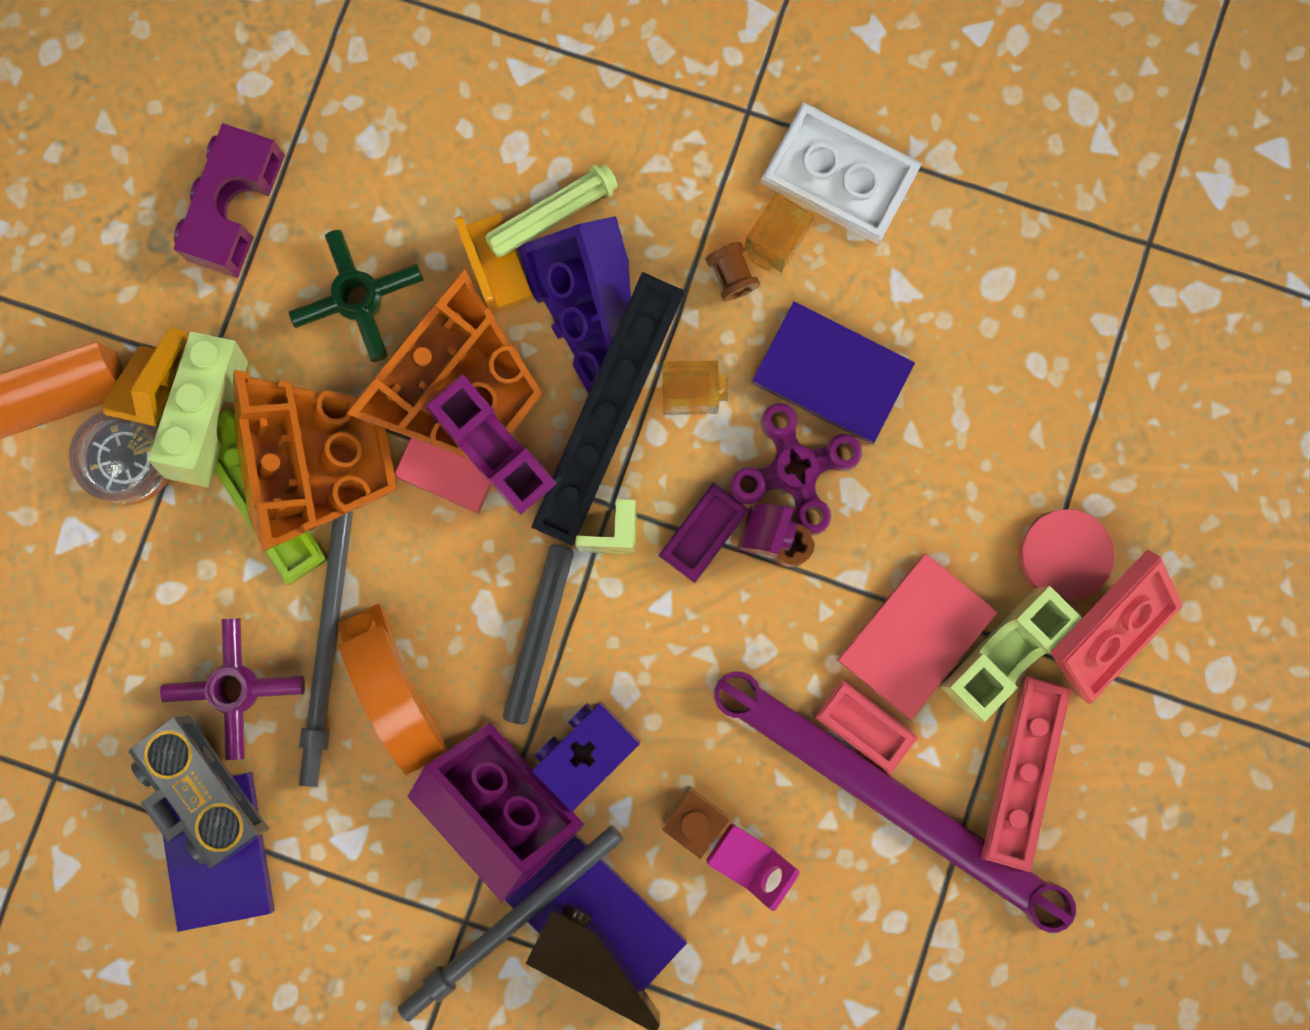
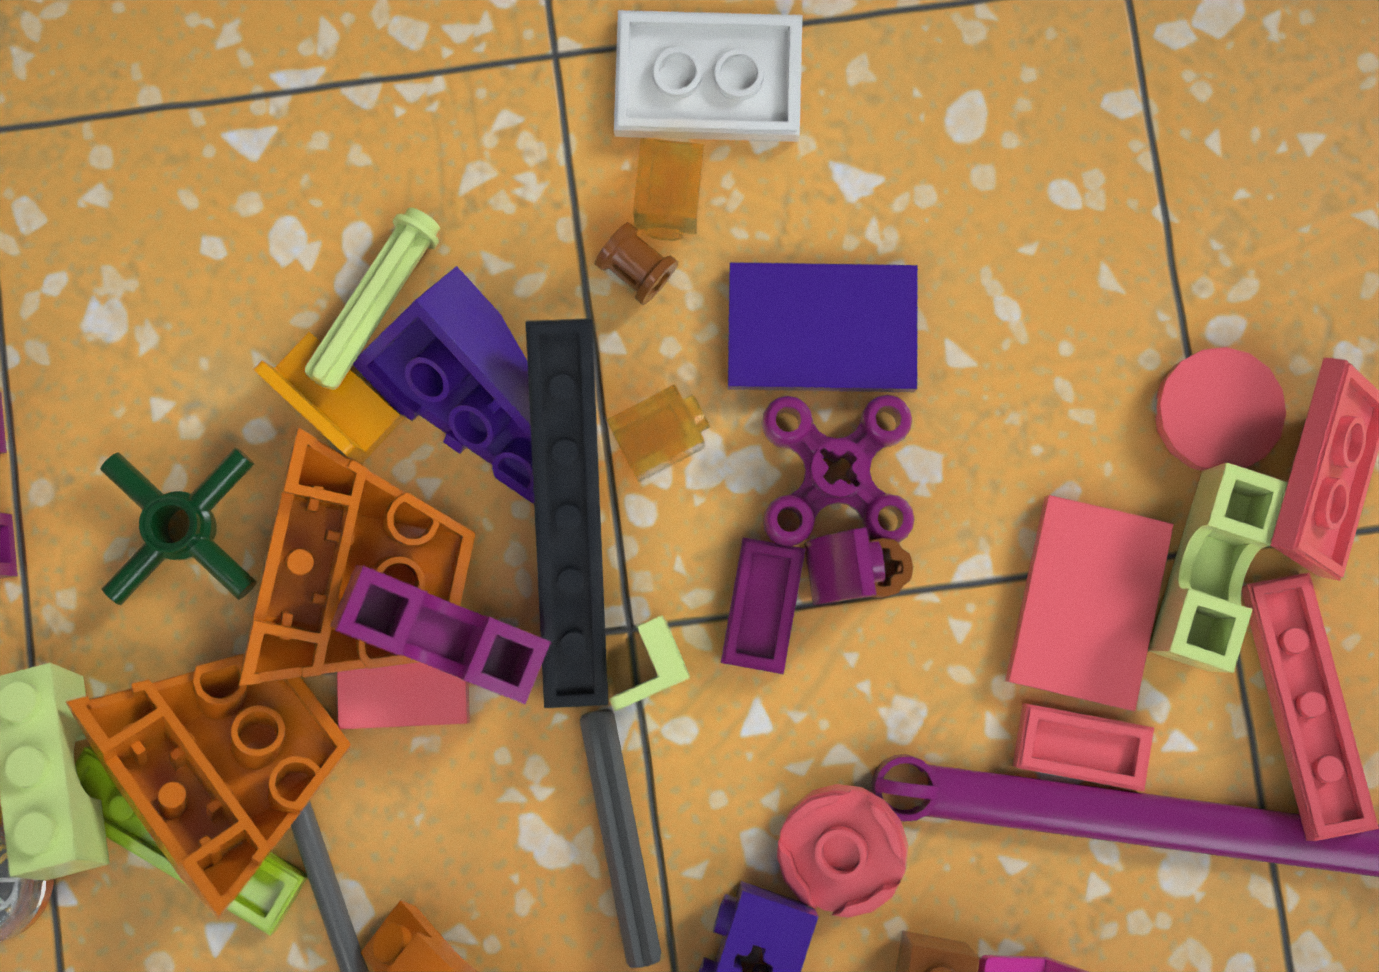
camera: 25 degrees left, 0 degrees up
(676, 713) = (842, 850): none -> coral tile

